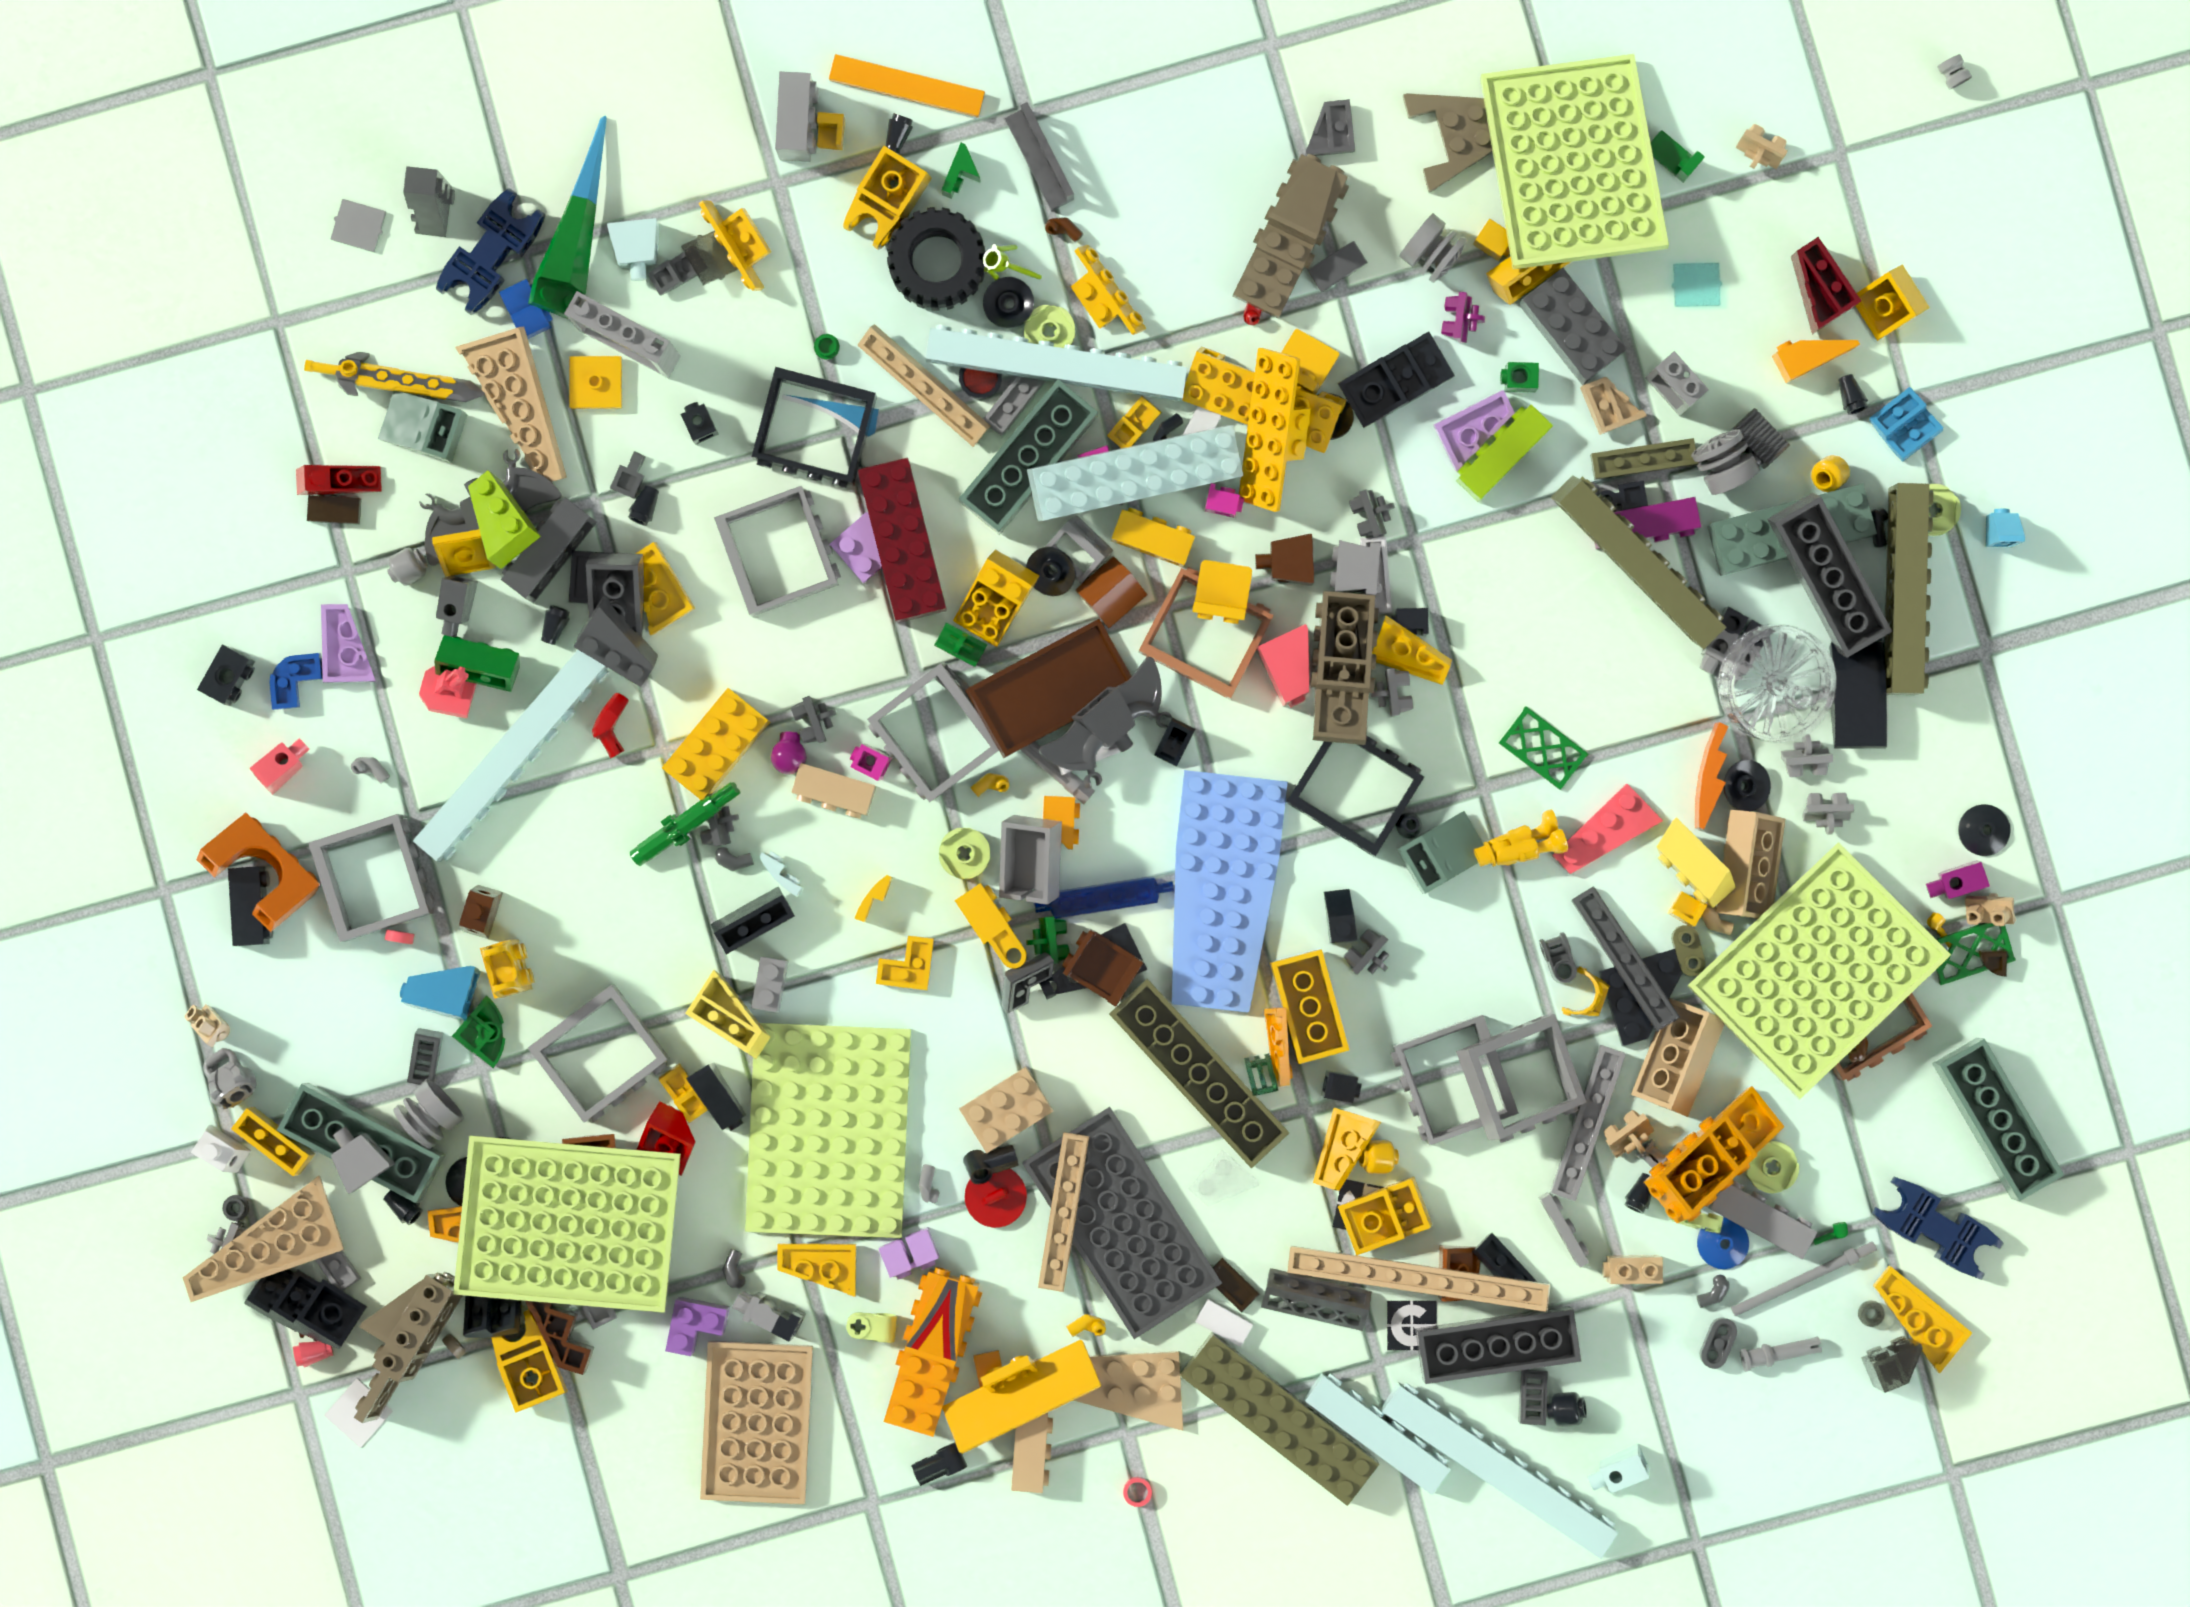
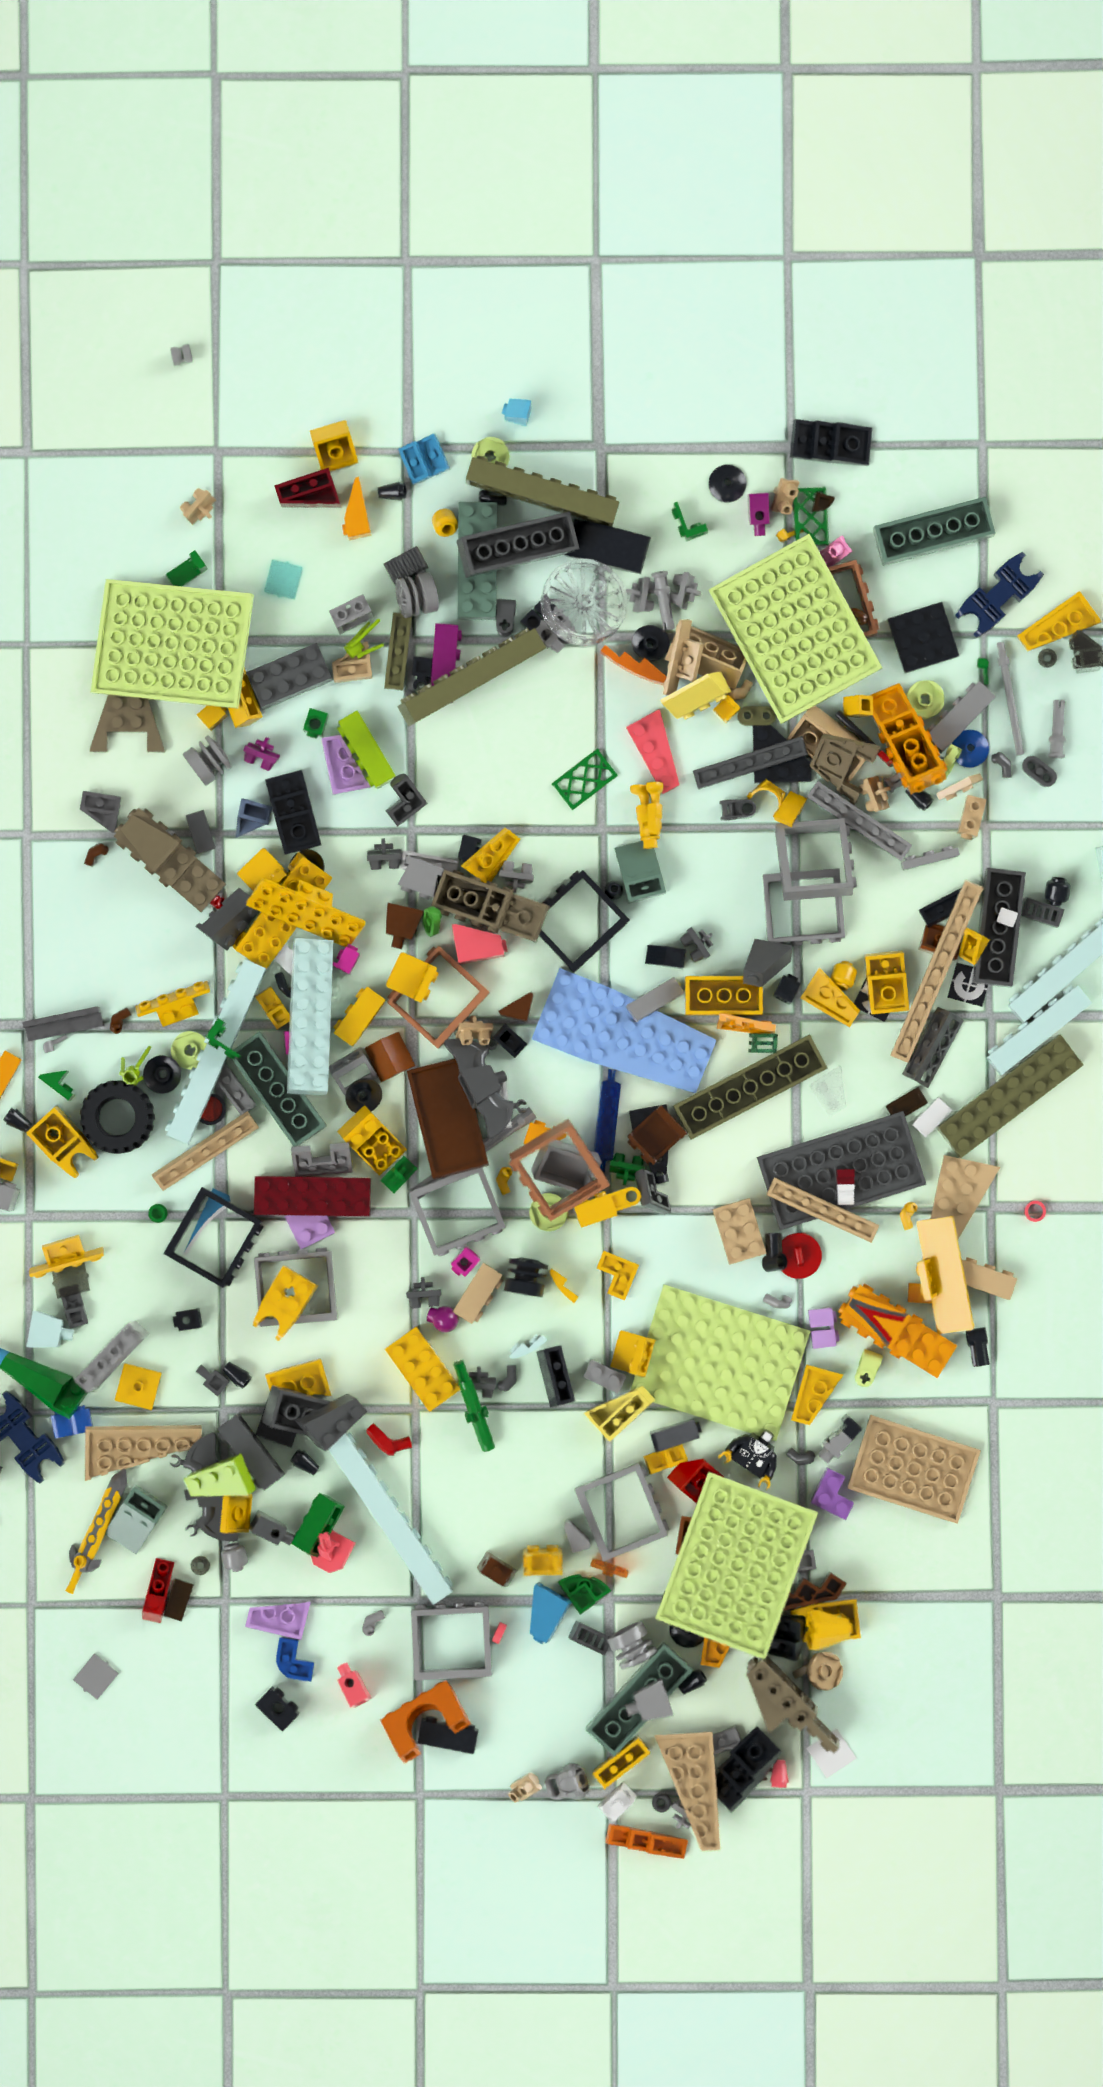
camera: 70 degrees left, 0 degrees up
(180, 1202) = (646, 1841): none -> orange slope
(207, 430) = (95, 1676): none -> light grey piece
(380, 519) = (195, 1569): none -> clear smoke plate
(462, 1376) = (824, 1671): none -> tan tile
(513, 1364) = (826, 1629): none -> yellow cone
(521, 1056) = (609, 1568): none -> clear orange plate
(548, 1005) = (577, 1539): none -> light grey tile
(719, 1207) = (754, 1455): none -> black torso
(747, 539) = (285, 1308): none -> yellow brick
(809, 1013) = (632, 1353): none -> yellow bracket
(870, 846) = (526, 1277): none -> black wheel
(955, 561) = (307, 1165): none -> light grey plate
(991, 883) = (577, 1197): none -> nougat window
(1005, 146) = (48, 1045): none -> light grey hand
(1085, 357) = (217, 1031): none -> green bracket
(1102, 1233) = (845, 1186): none -> leg
(1175, 691) = (474, 1030): none -> tan hips
(1219, 743) = (518, 1009): none -> reddish brown slope
(1232, 334) = (230, 920): none -> dark grey wedge
(1274, 136) = (94, 851): none -> reddish brown arm
(1279, 917) = (655, 999): none -> light grey tile
(1303, 597) = (431, 920): none -> bright green plate
(1369, 1049) = (765, 961): none -> dark grey slope
(1375, 327) = (251, 816): none -> sand blue slope
(1452, 527) = (409, 802): none -> dark grey brick
(1464, 1317) = (972, 946): none -> yellow slope
(1514, 1352) = (1007, 917): none -> white sticker
(1579, 1028) = (790, 809): none -> yellow slope
(1634, 400) = (354, 646): none -> lime plant
(1663, 1069) = (835, 758): none -> dark tan wing
(1673, 1247) = (964, 785): none -> tan wing
(1698, 1101) = (862, 736): none -> black piece
(1731, 585) = (505, 614): none -> dark grey piece
(1739, 1080) = (858, 706): none -> yellow brick
(1740, 834) = (684, 658): none -> tan bracket
(1818, 783) = (662, 591): none -> light grey pin
(1852, 1142) = (923, 637): none -> black plate
(1912, 805) = (696, 530): none -> green bracket
(1935, 997) = (835, 551): none -> bright pink hips
(2077, 951) = (831, 442): none -> black slope

